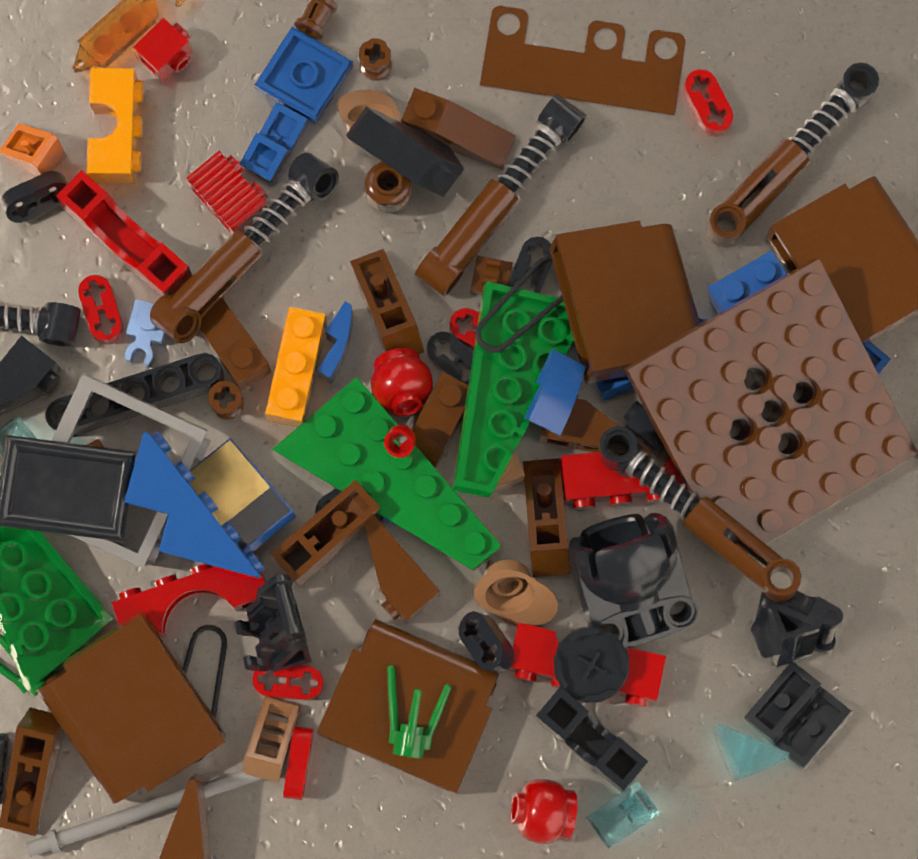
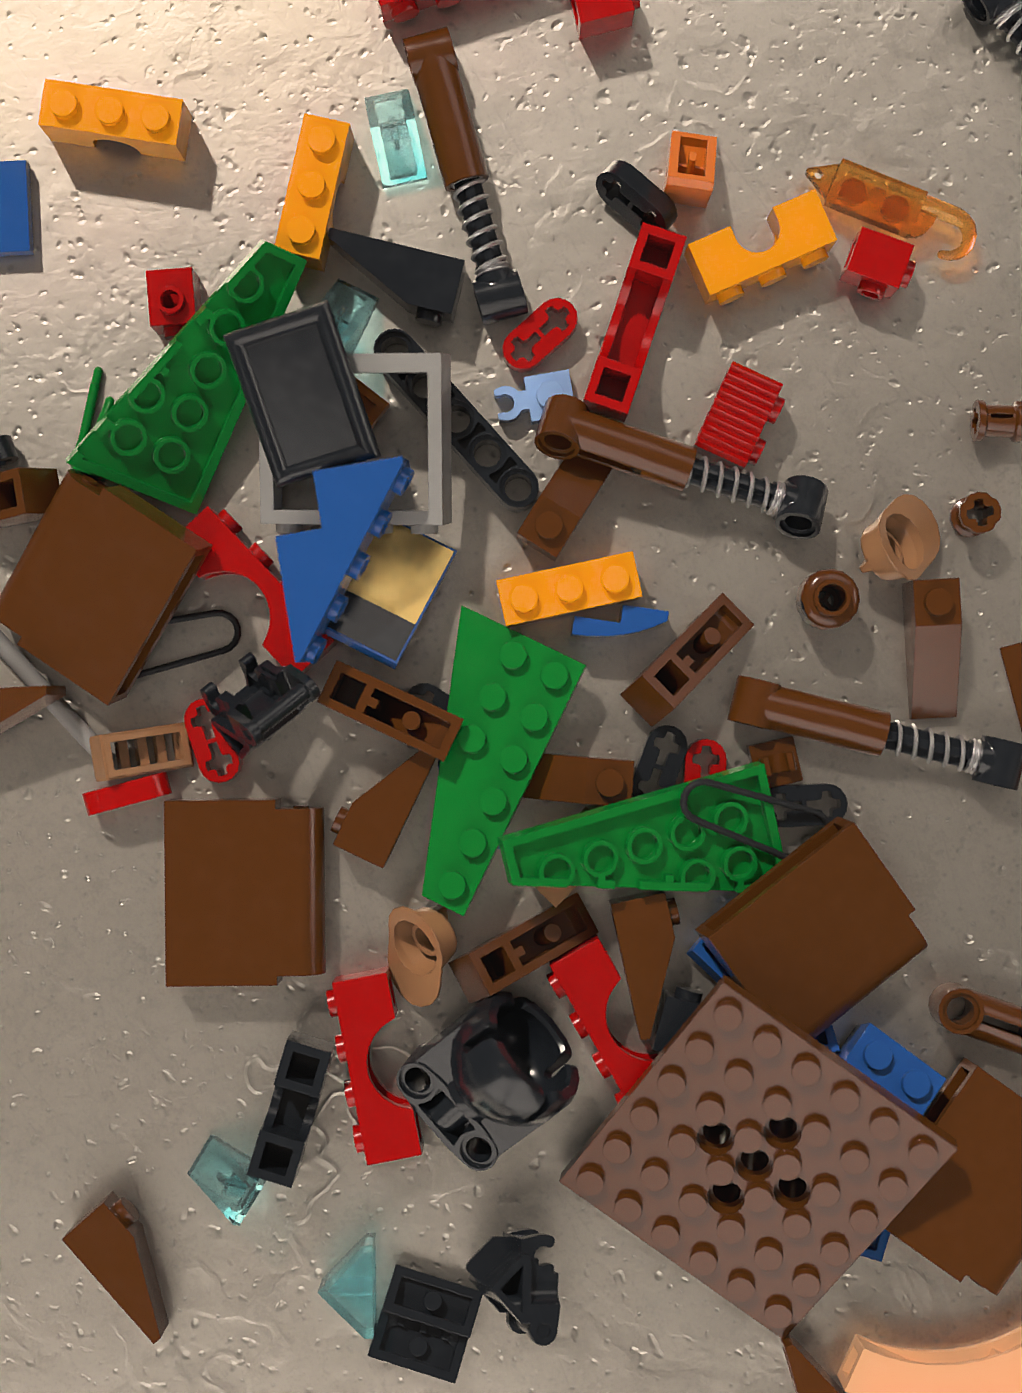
camera: 65 degrees right, 10 degrees up
(219, 391) = (504, 514): reddish brown bush -> none
(274, 142) = (824, 442): blue slope -> none
(303, 75) = (920, 439): blue tile -> none
(401, 381) = (603, 718): red piece -> none
(404, 436) = (539, 749): red hinge -> none
(407, 150) = (877, 604): black slope -> none
(410, 738) = (198, 911): green plant -> none
(481, 647) = (354, 946): black beam -> none
(545, 811) = (190, 1092): red piece -> none
(557, 392) = (660, 906): blue slope -> none
(591, 664) = (373, 1076): black tile -> none
(703, 517) = (592, 1140): piece -> none

